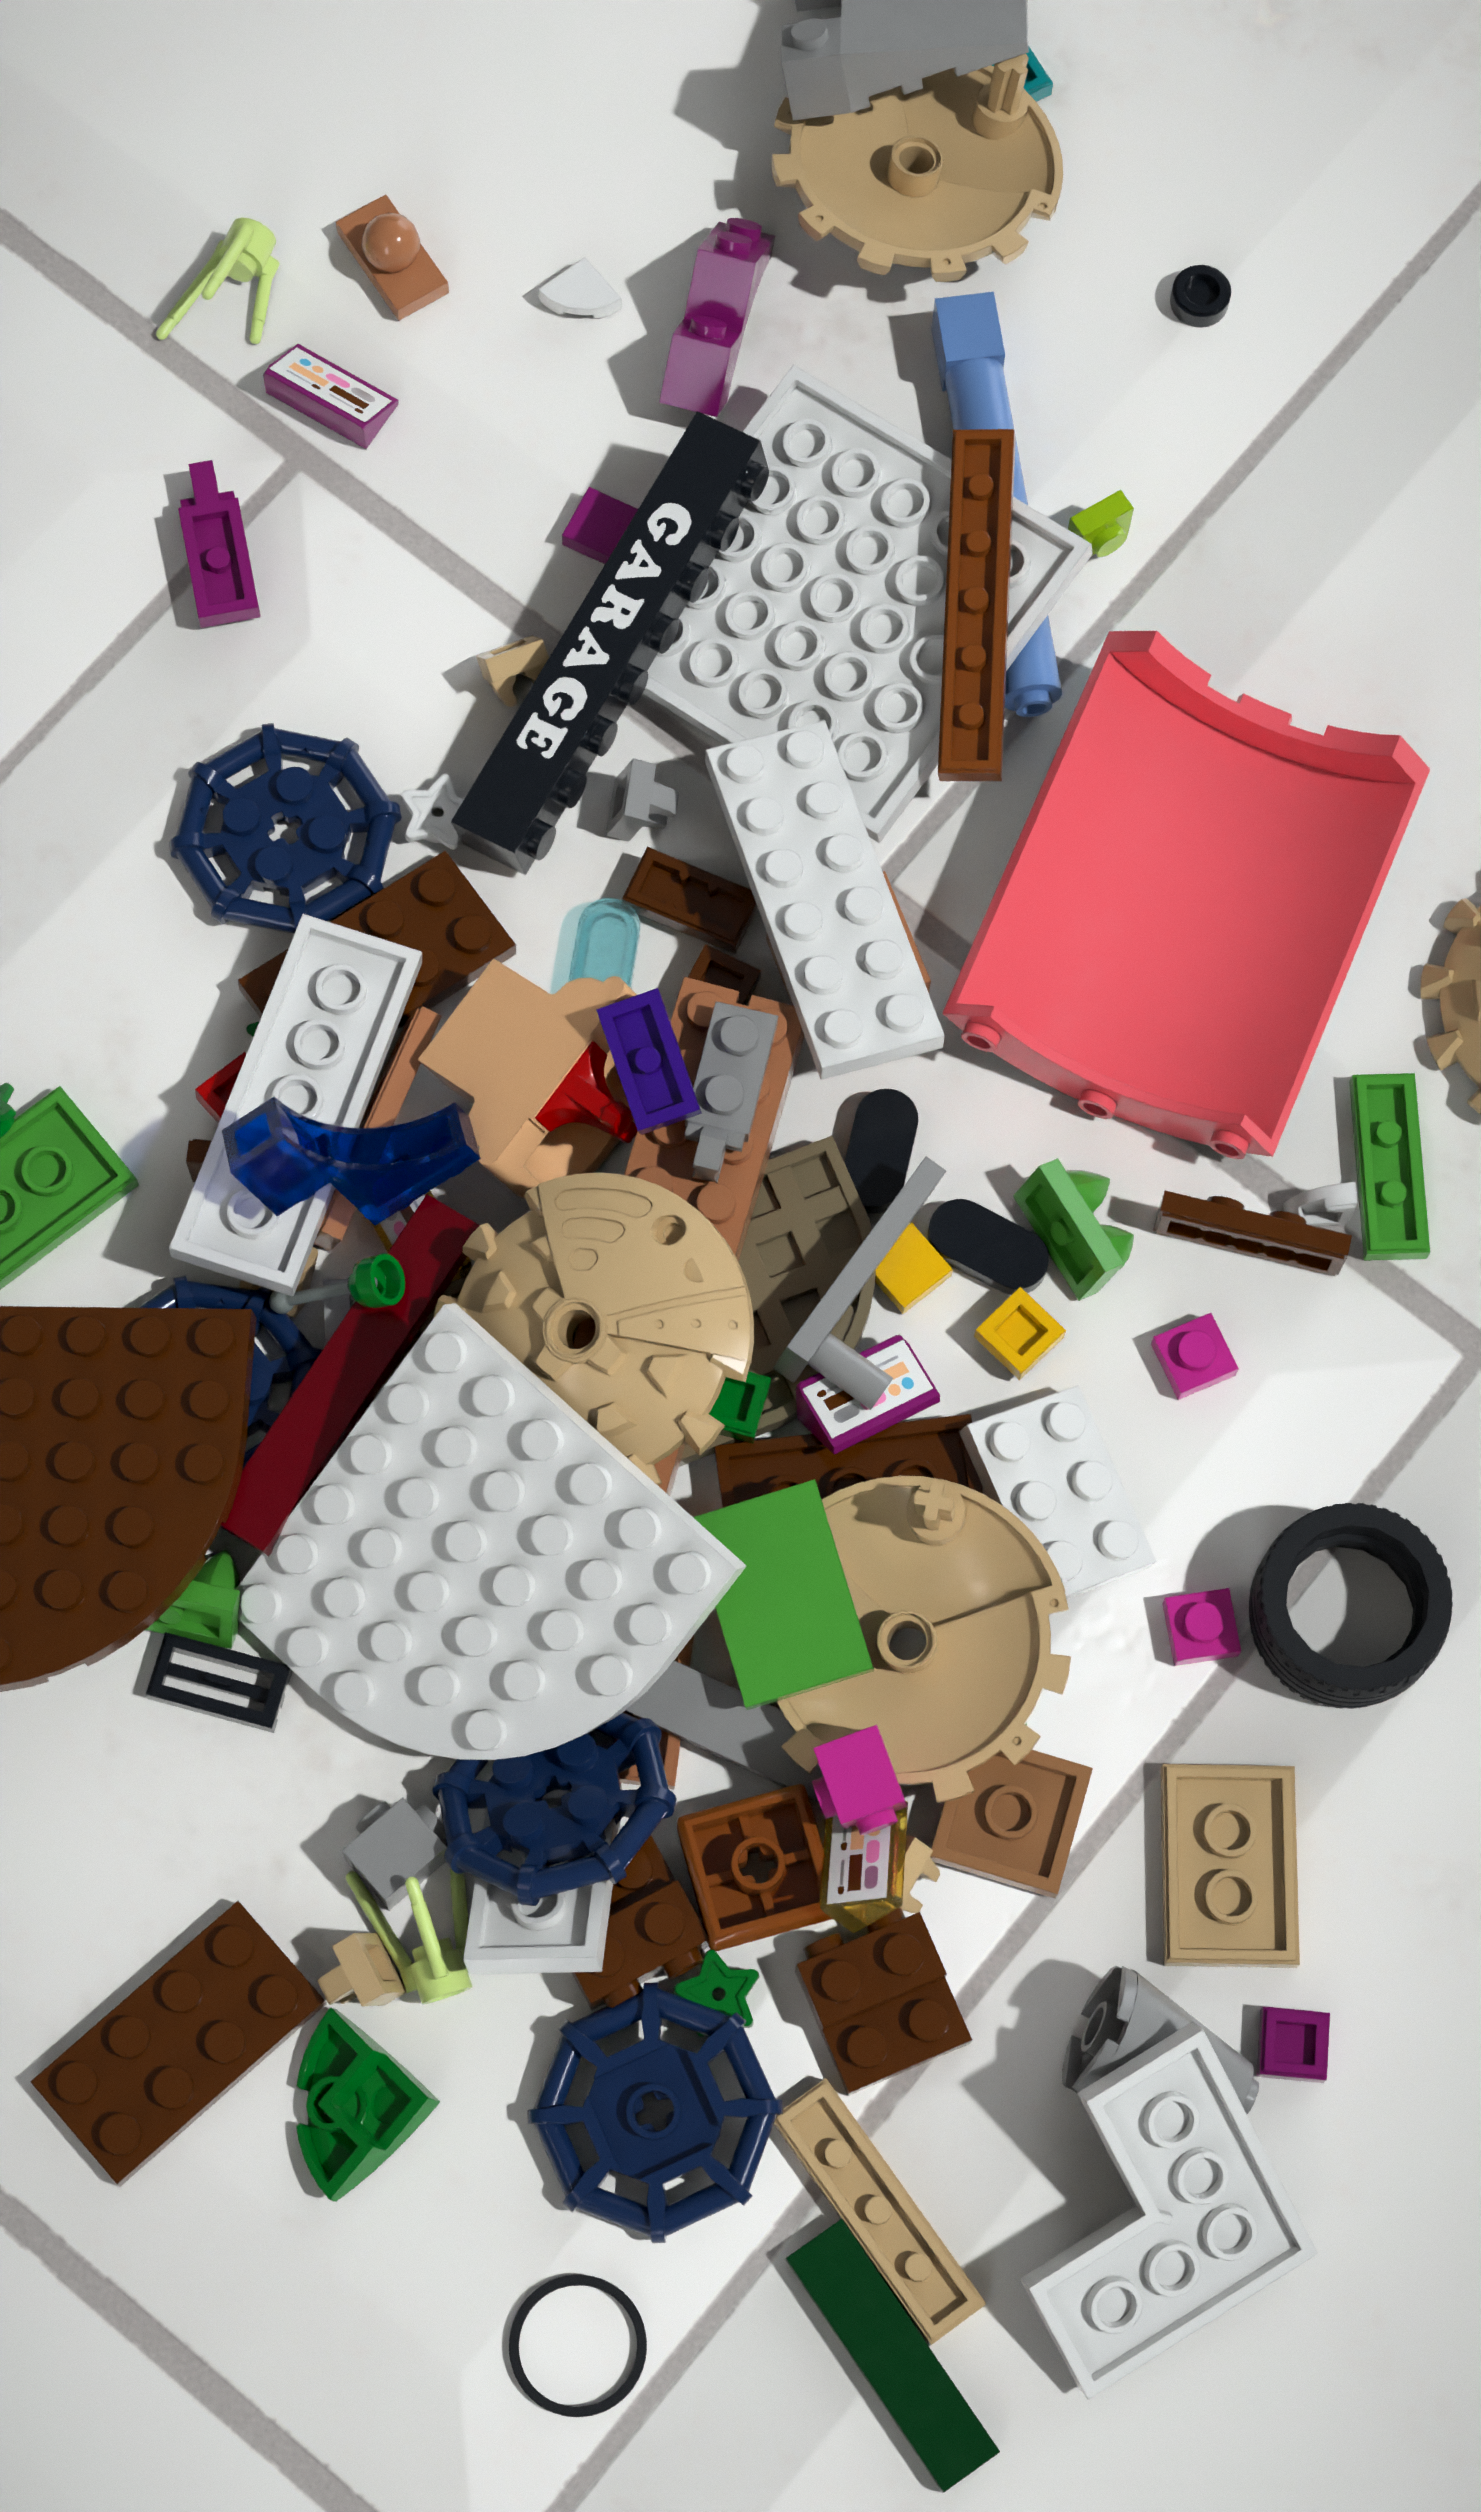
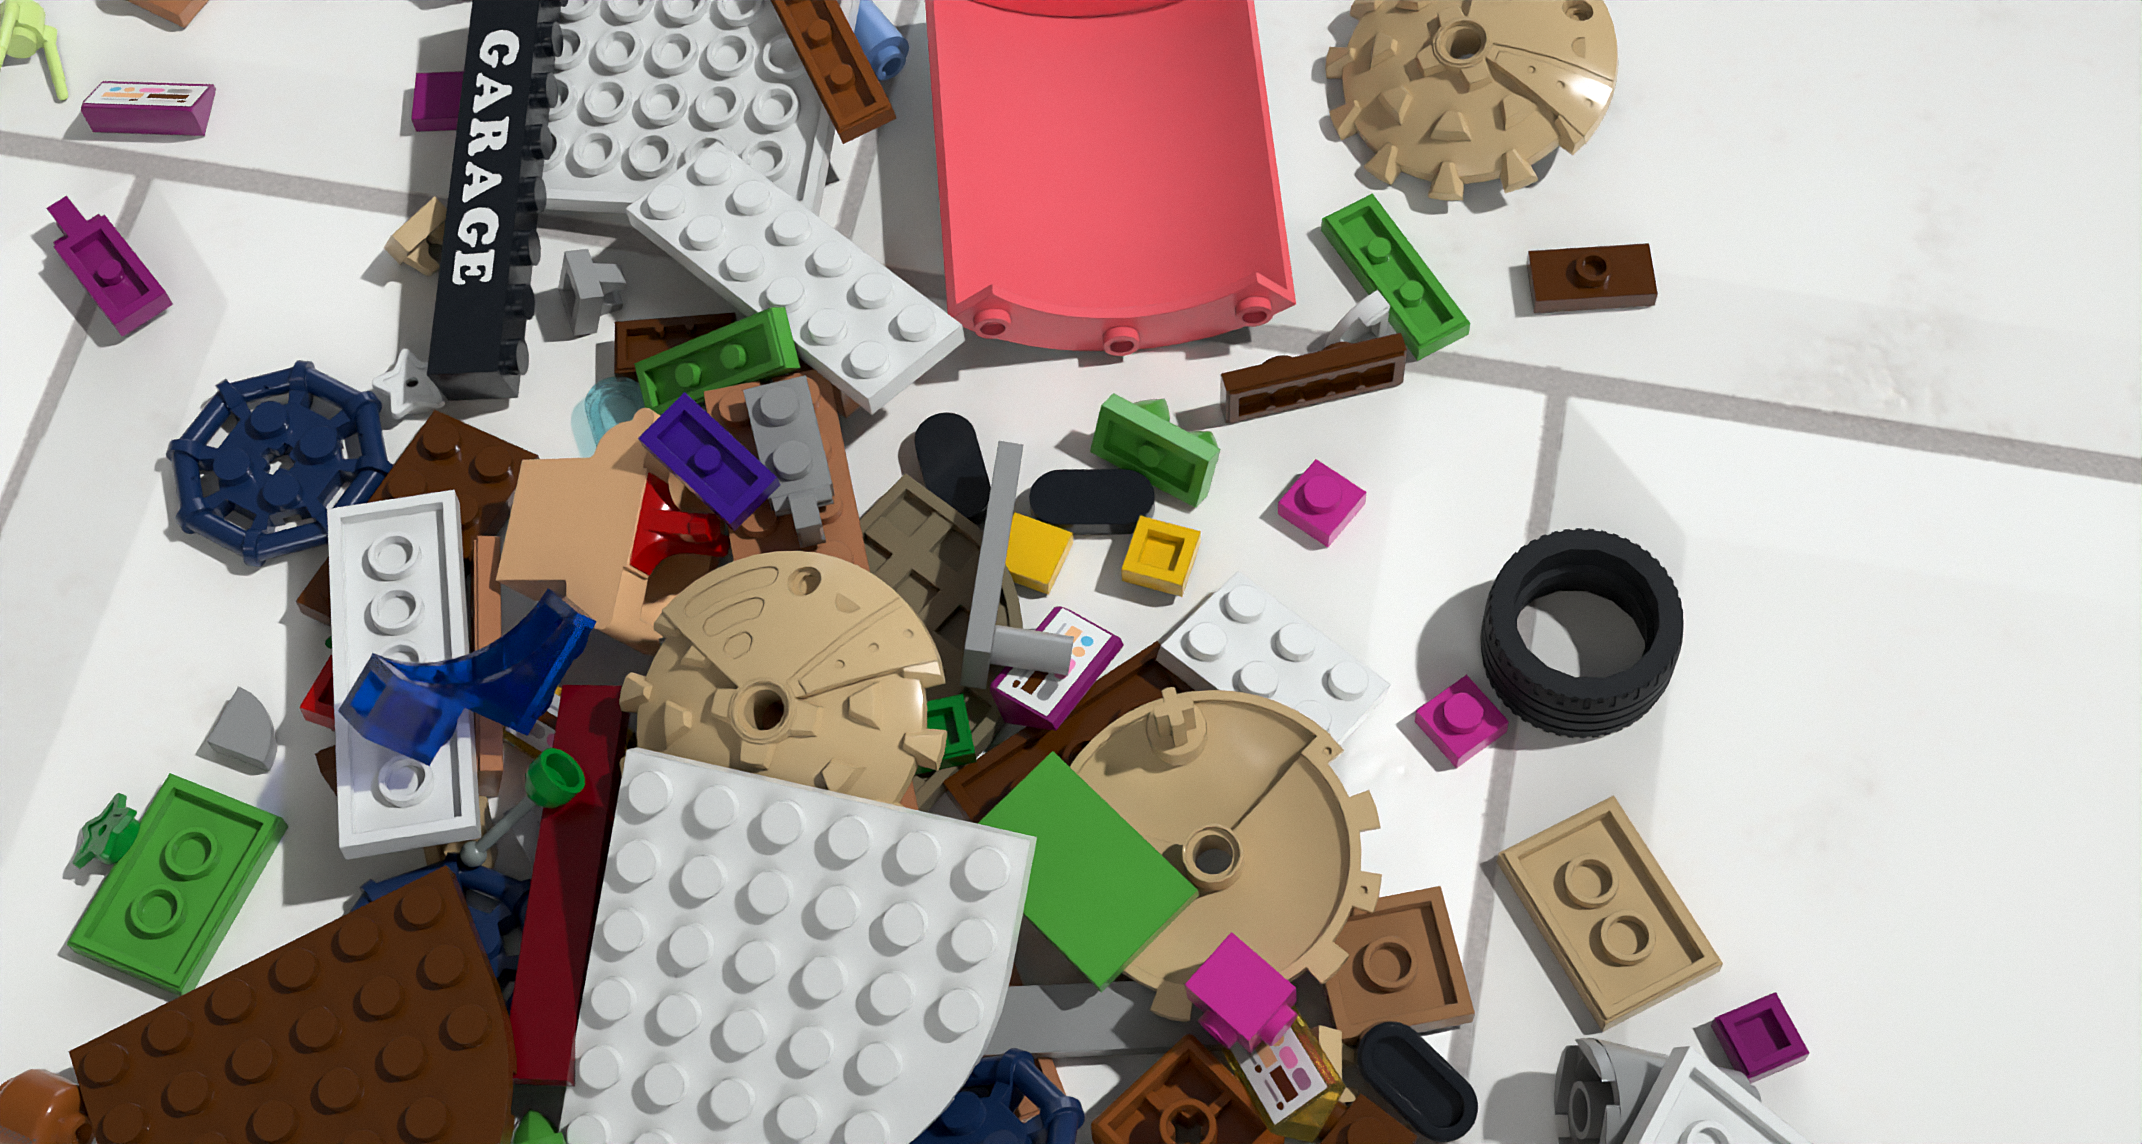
camera: 20 degrees left, 10 degrees down
(141, 1079) = (245, 731): none -> light grey tile
(711, 951) = (729, 356): none -> bright green tile
(975, 1924) = (1416, 1081): none -> black tile

